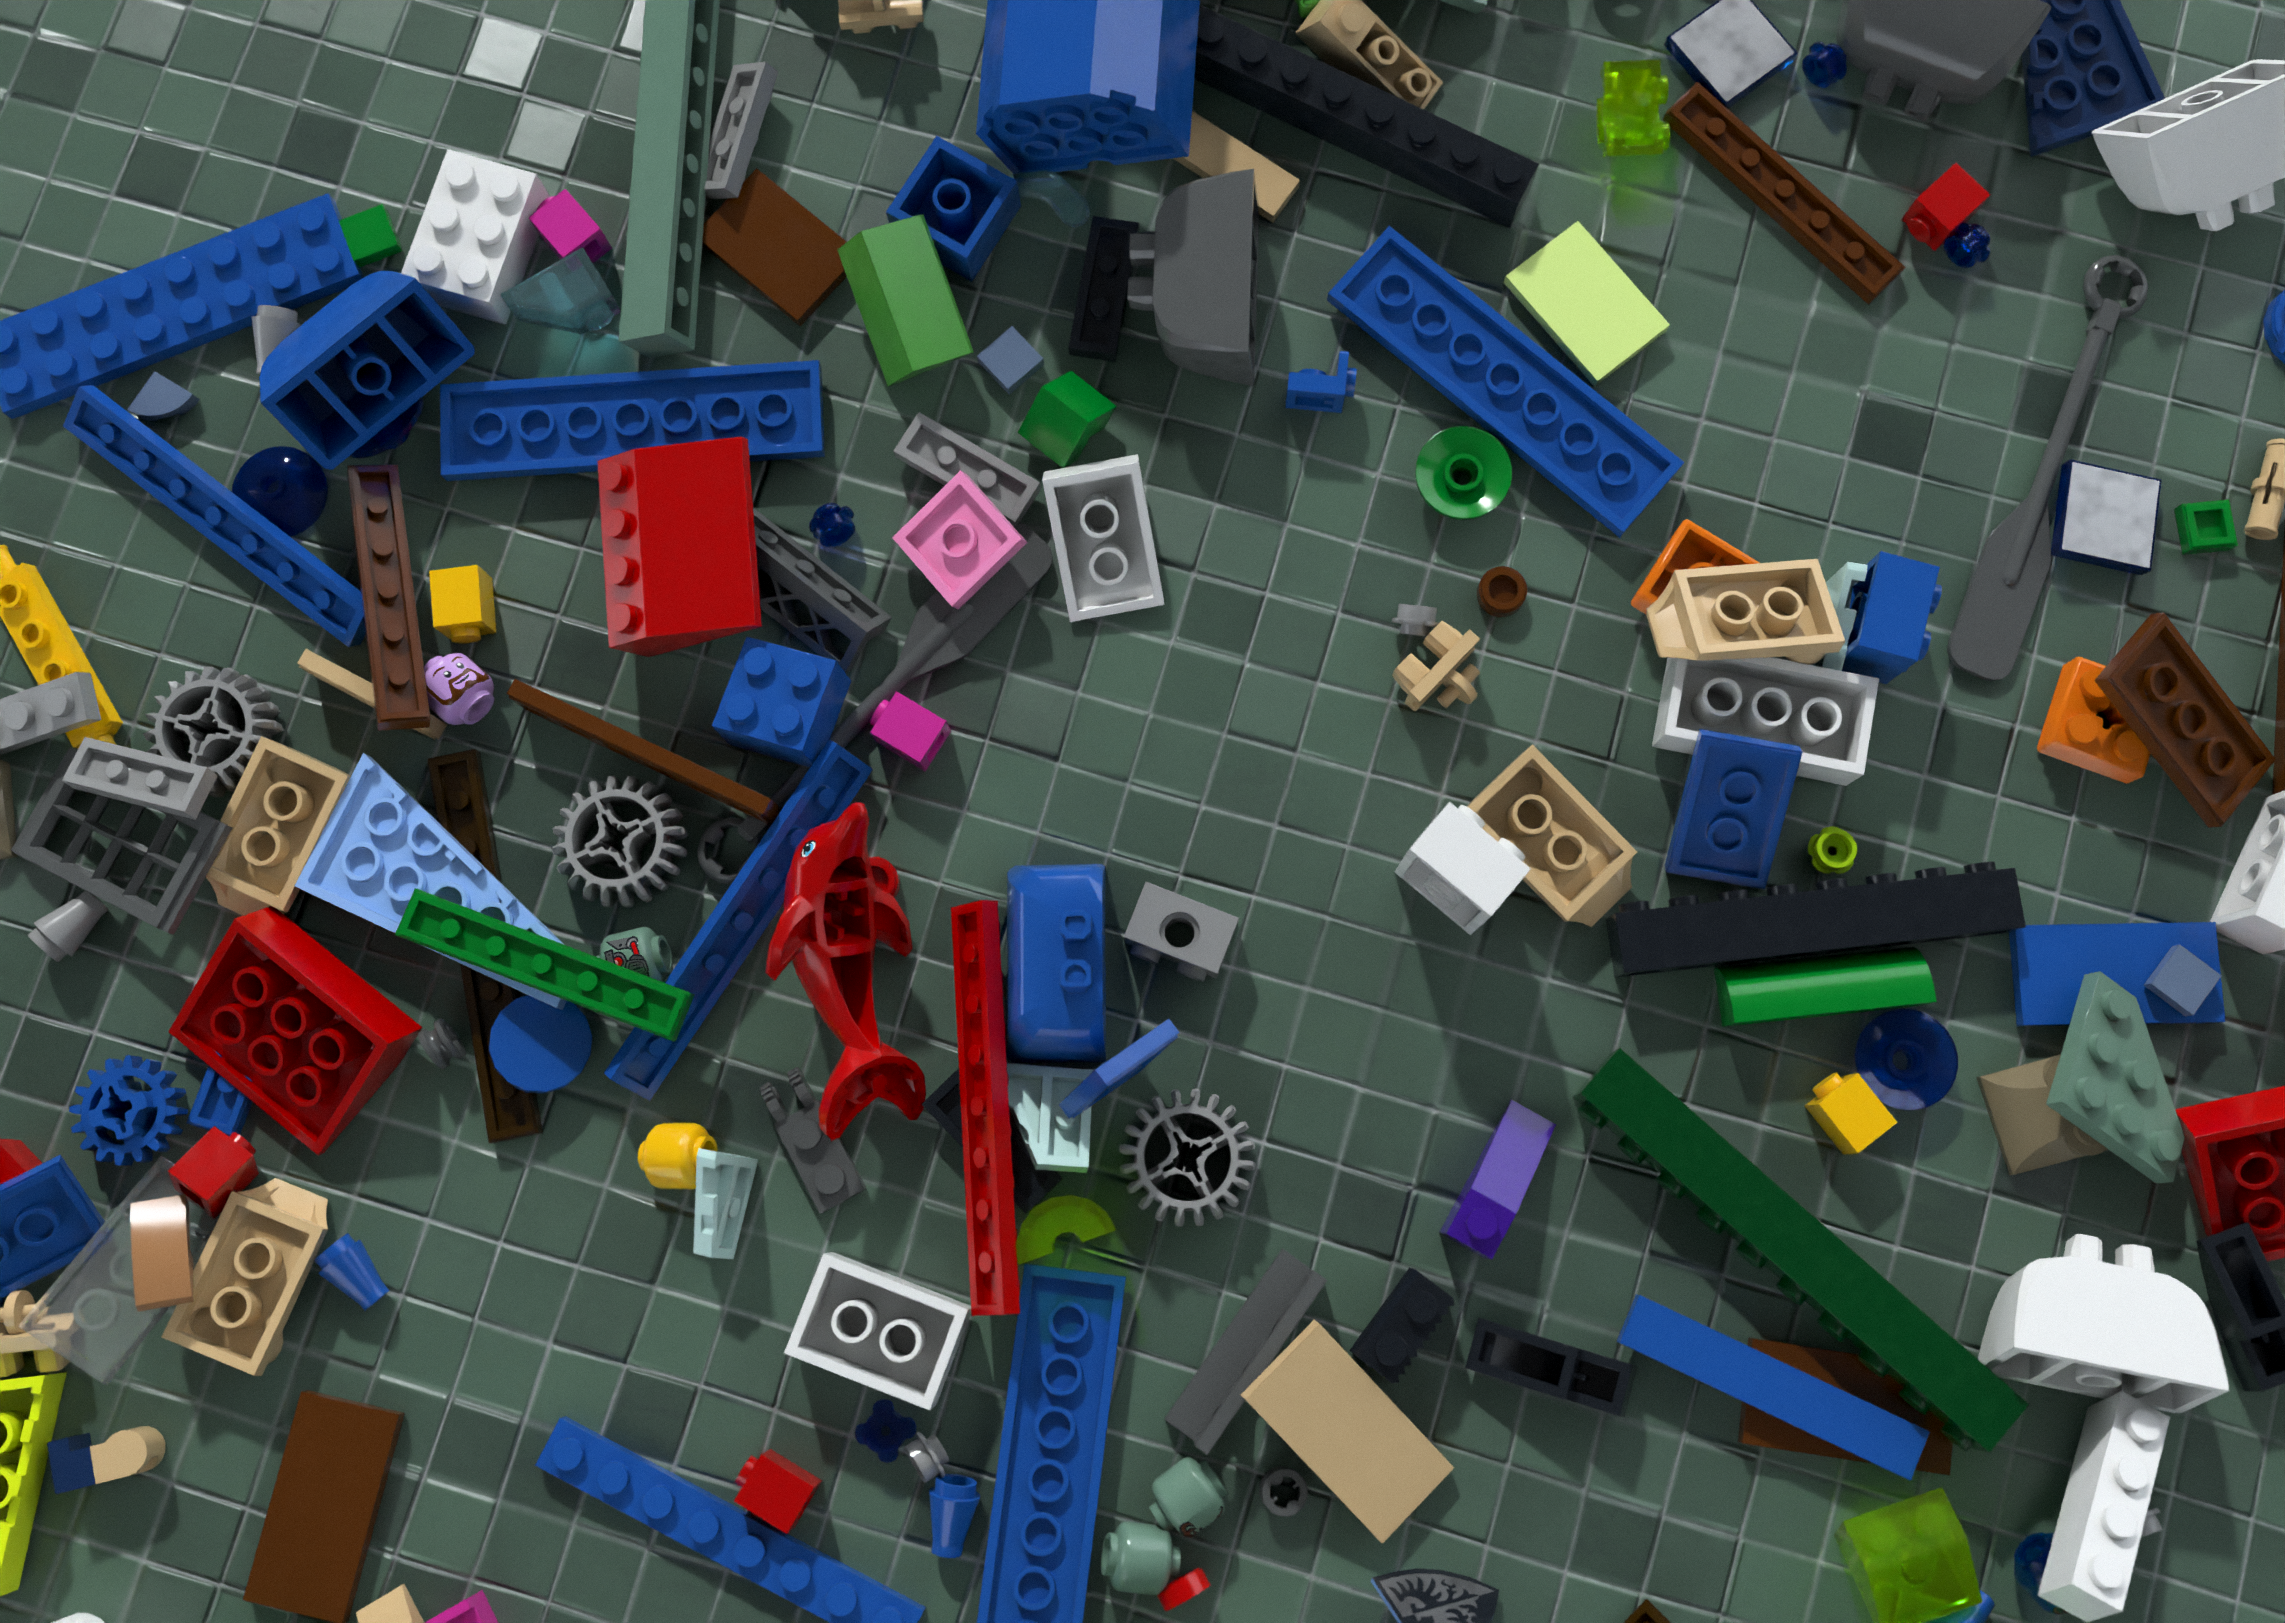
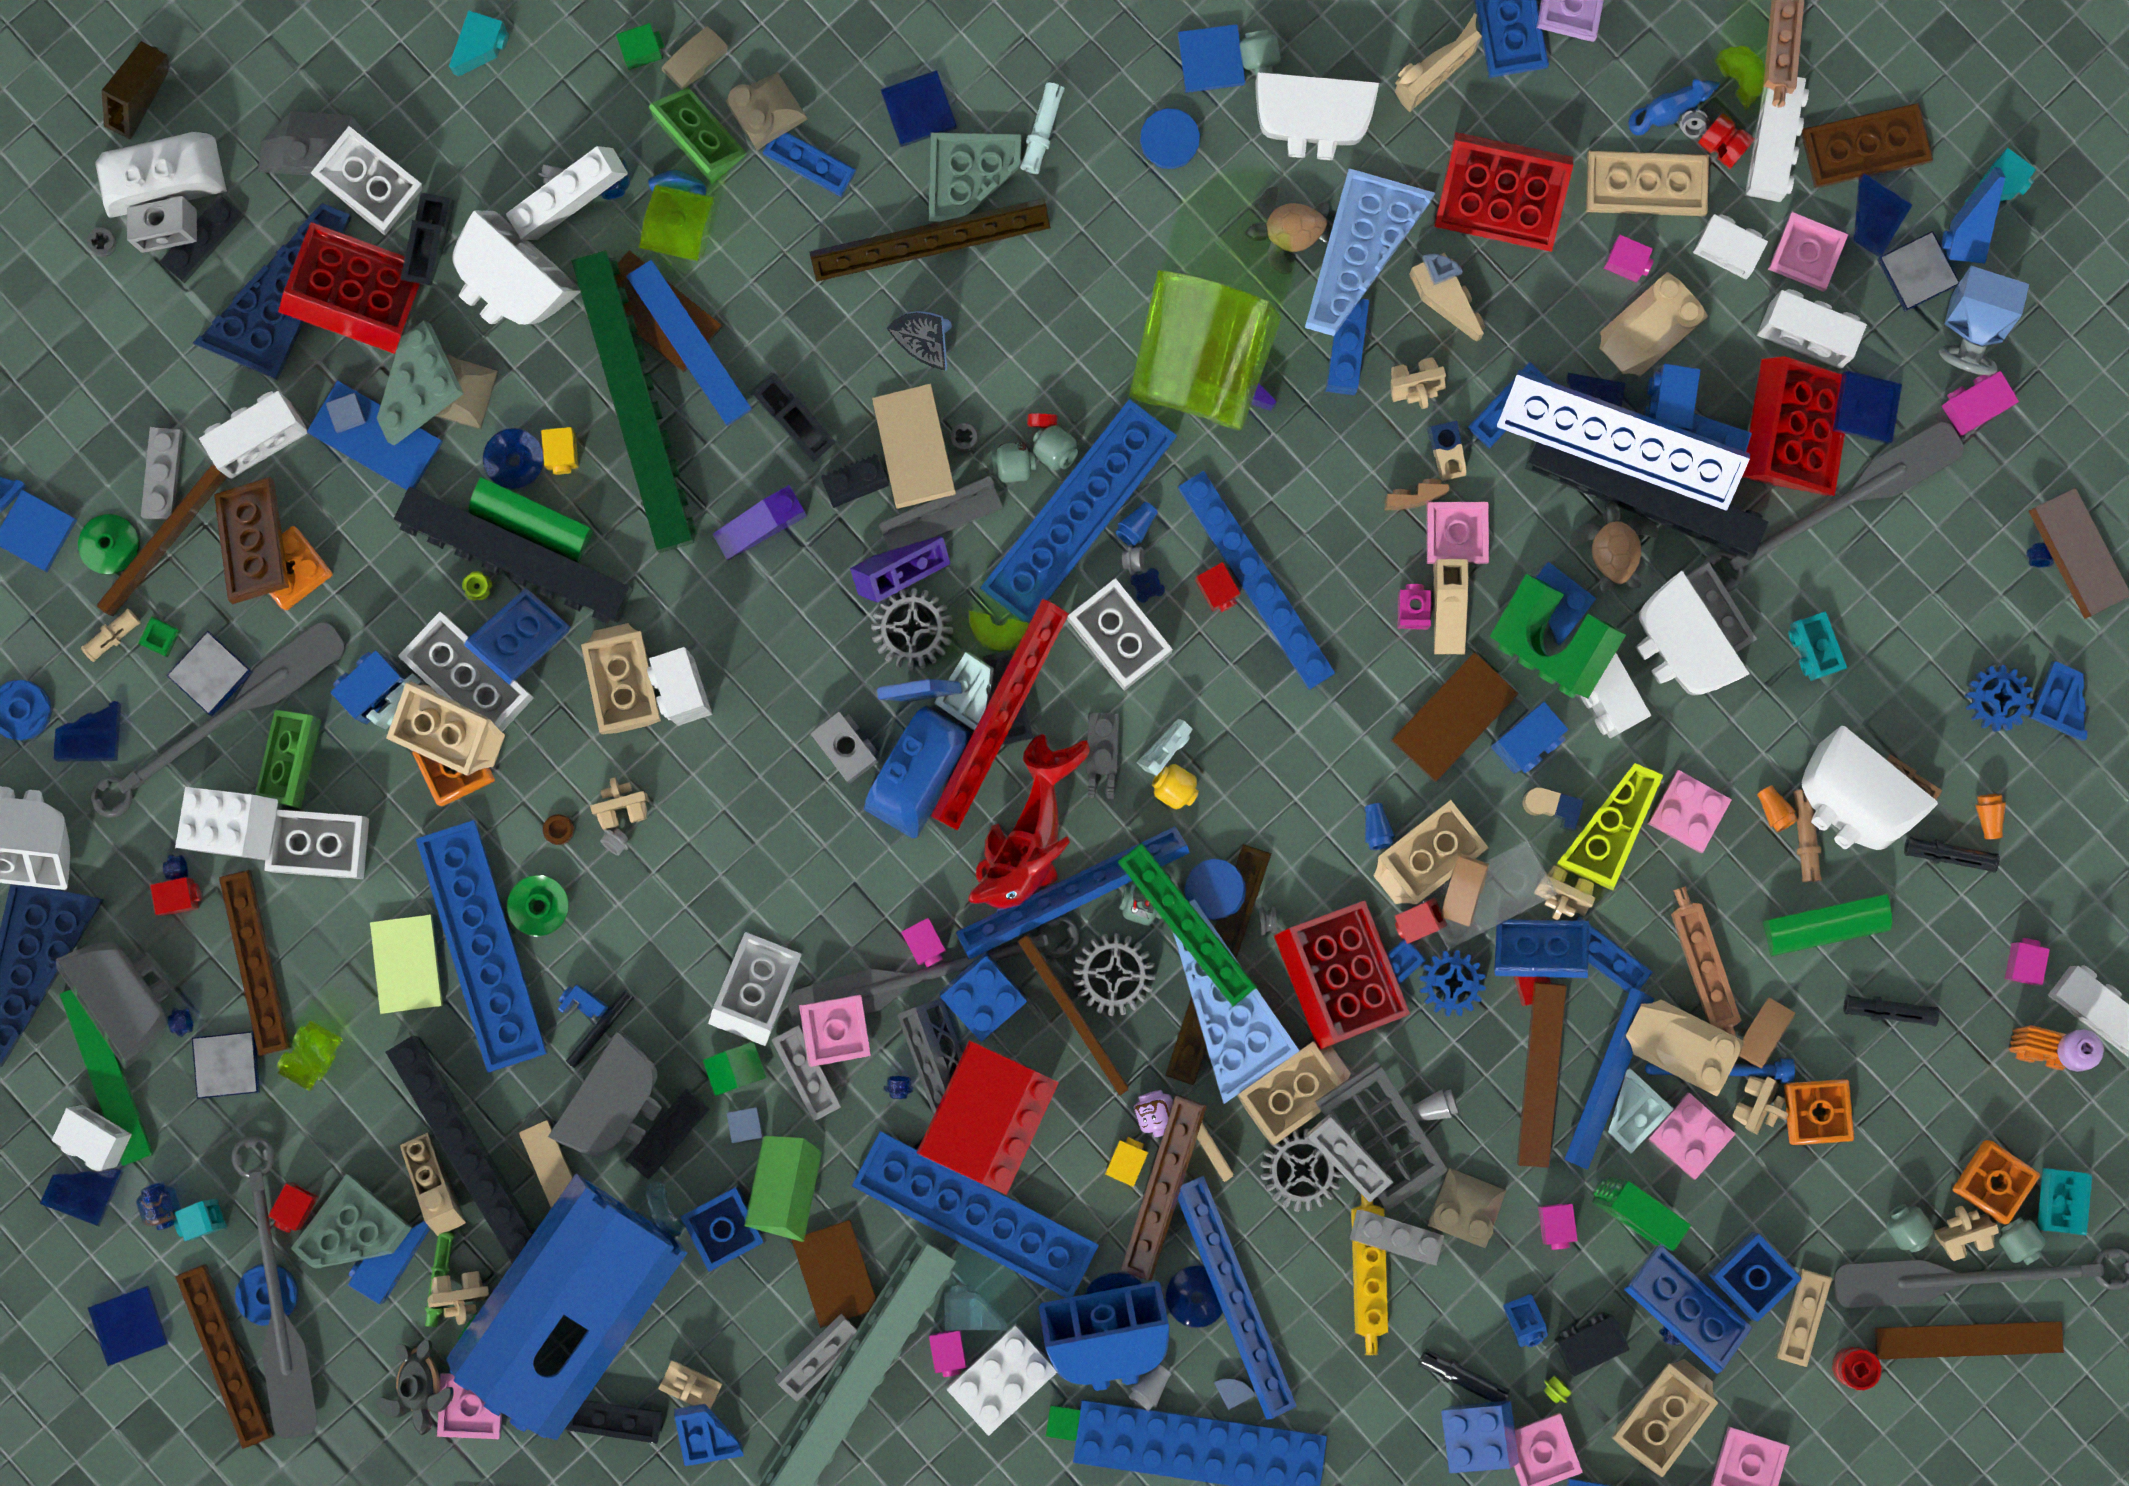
camera: 155 degrees left, 5 degrees up
(179, 1541) = (1529, 738): none -> blue brick
(1259, 1233) = (899, 568): none -> dark purple slope
(1278, 370) = (599, 1029): none -> black bar
(1810, 375) = (318, 844): none -> white brick
(1920, 468) = (288, 757): none -> bright green slope
(1948, 324) = (226, 823): none -> white brick
(2200, 343) = (90, 737): none -> clear blue wing

